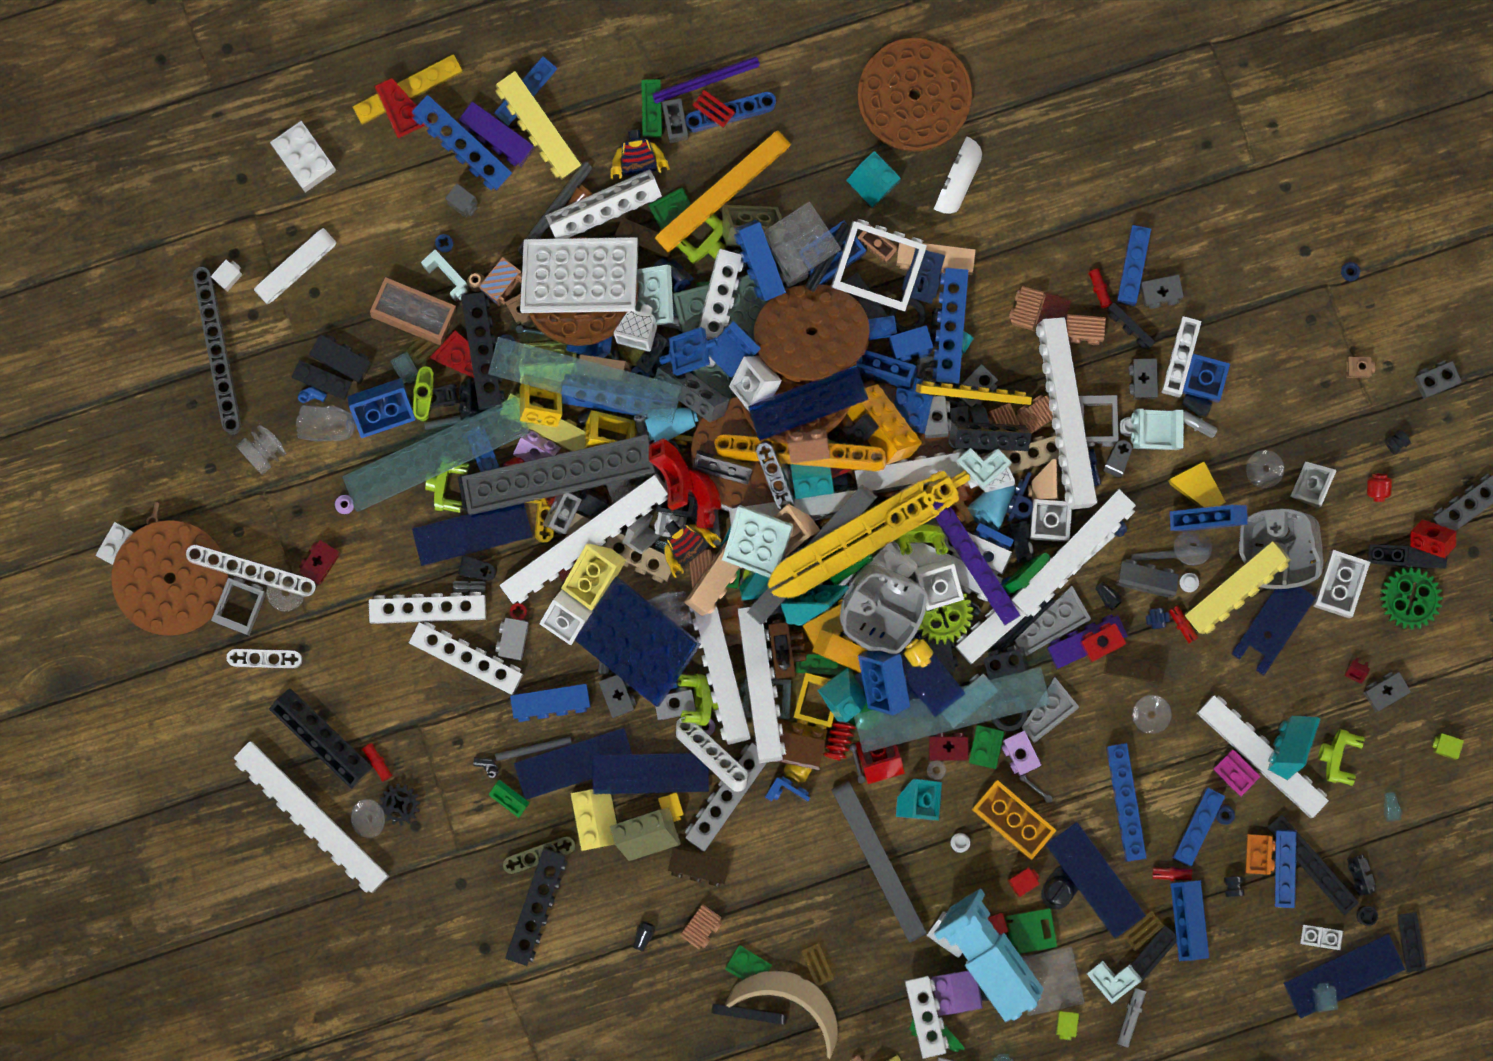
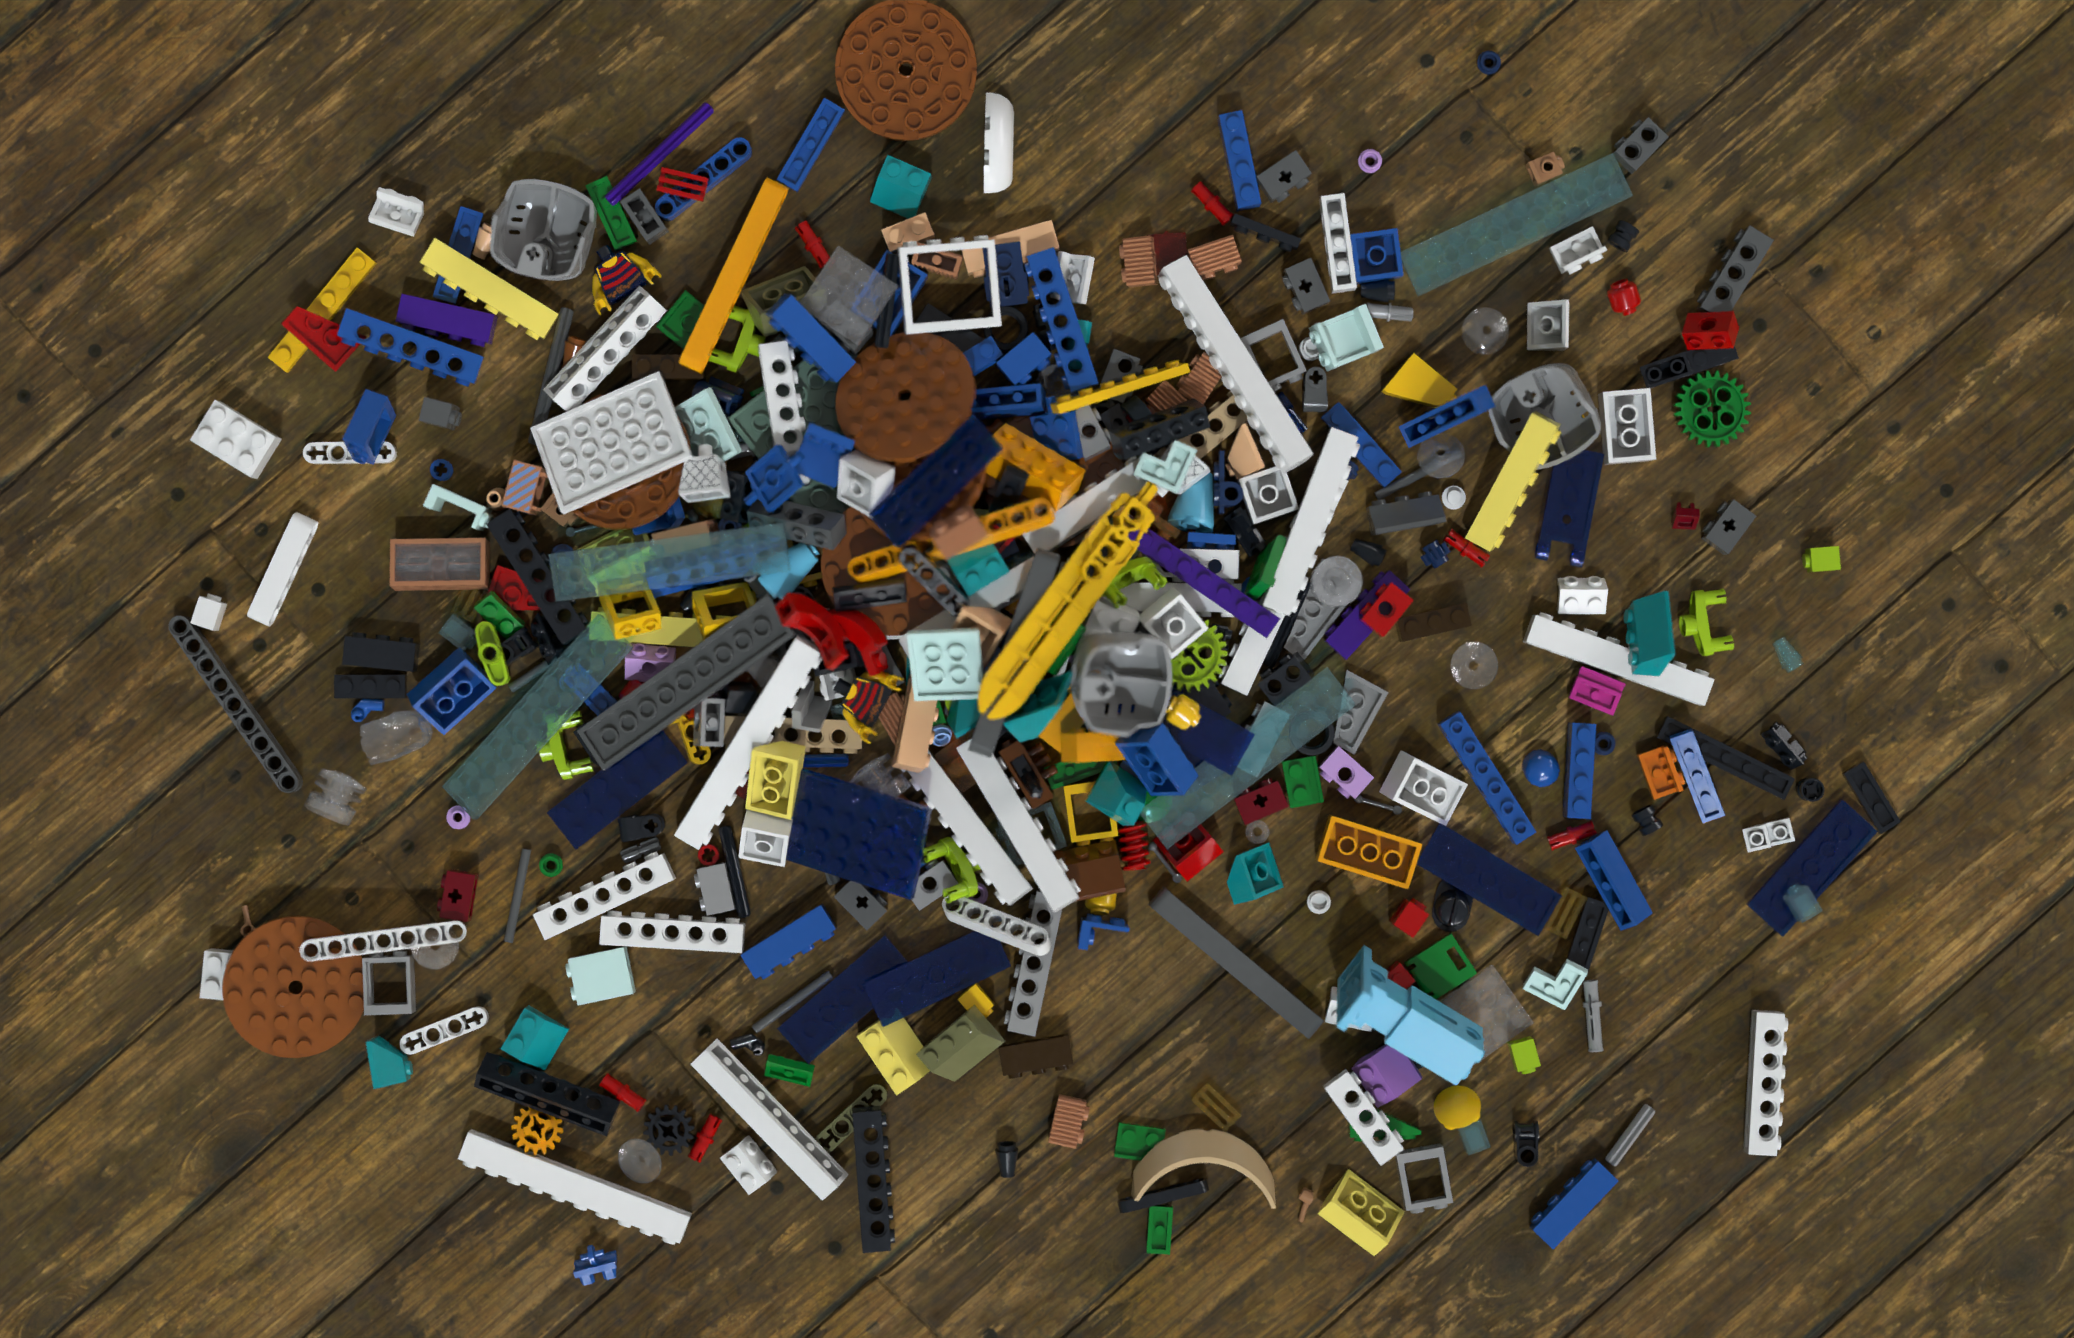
camera: 25 degrees left, 5 degrees up
(212, 664) = (387, 1063): none -> teal slope
(301, 880) = (593, 1263): none -> blue hips
(310, 762) = (526, 1133): none -> light orange gear
(329, 693) = (535, 1038): none -> teal slope
(362, 582) = (517, 895): none -> dark grey bar
(381, 204) = (347, 459): none -> white beam
(391, 569) = (551, 872): none -> green plate
(399, 667) = (600, 975): none -> light aqua panel
(405, 188) = (369, 427): none -> blue window
(423, 822) = (705, 1138): none -> red pin
(441, 367) = (498, 613): none -> green plate
(447, 857) = (749, 1165): none -> white bracket
(478, 828) = (769, 1119): none -> white brick
(494, 40) = (397, 211): none -> white bracket
(532, 632) = (734, 871): none -> black axle
(550, 88) = (482, 242): none -> light nougat cone
(601, 98) = (548, 224): none -> light grey piece
(636, 579) = (826, 760): none -> blue axle
(730, 596) = (942, 735): none -> light blue plate
(735, 1039) = (1159, 1229): none -> green plate
(790, 193) = (812, 243): none -> red pin
(820, 120) = (811, 145): none -> blue plate
(868, 212) = (909, 230): none -> light nougat brick
(976, 299) = (1077, 275): none -> white bracket
(999, 1042) = (1457, 1107): none -> yellow dish
(1074, 617) = (1322, 585): none -> clear wheel
(1075, 790) = (1423, 788): none -> white slope
(1138, 520) = (1369, 452): none -> blue plate
(1170, 813) = (1540, 768): none -> blue hair
(1237, 306) = (1372, 154): none -> lavender plate
(1255, 697) = (1582, 595): none -> white bracket
(1320, 399) = (1515, 224): none -> clear light blue plate
(1359, 437) = (1577, 250): none -> white bracket

